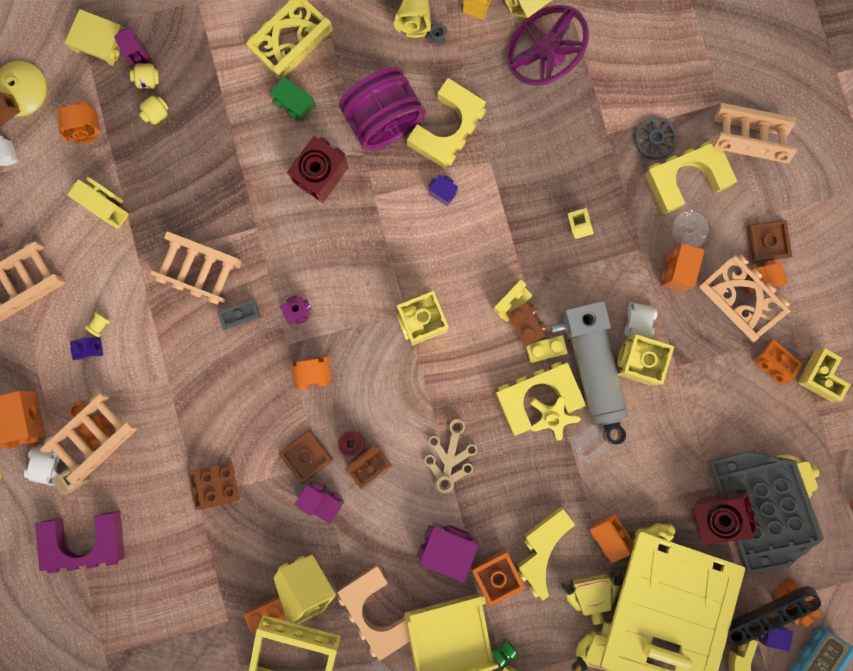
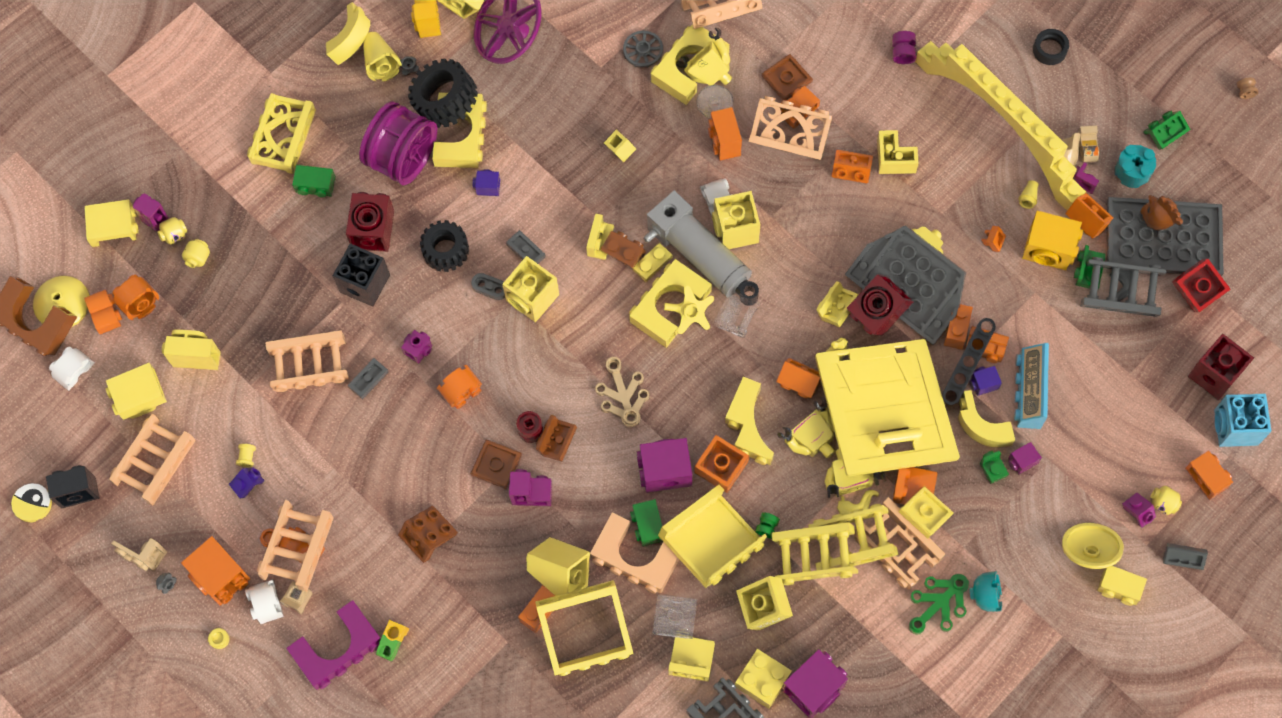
camera: 25 degrees left, 15 degrees down
(33, 212) = (135, 392): none -> light yellow brick
(44, 119) = (103, 311): none -> orange brick
(131, 564) = (391, 640): none -> leg
(282, 216) = (361, 275): none -> black brick
(366, 214) = (448, 259): none -> black tyre
(391, 289) = (490, 287): none -> dark grey plate
(404, 590) = (648, 522): none -> green brick
(441, 272) = (525, 247): none -> dark grey plate
(458, 97) = (451, 106): none -> black tyre
(686, 488) = (834, 305): none -> light yellow bracket
(708, 191) = (710, 63): none -> light yellow torso
(781, 579) = (958, 328): none -> orange brick

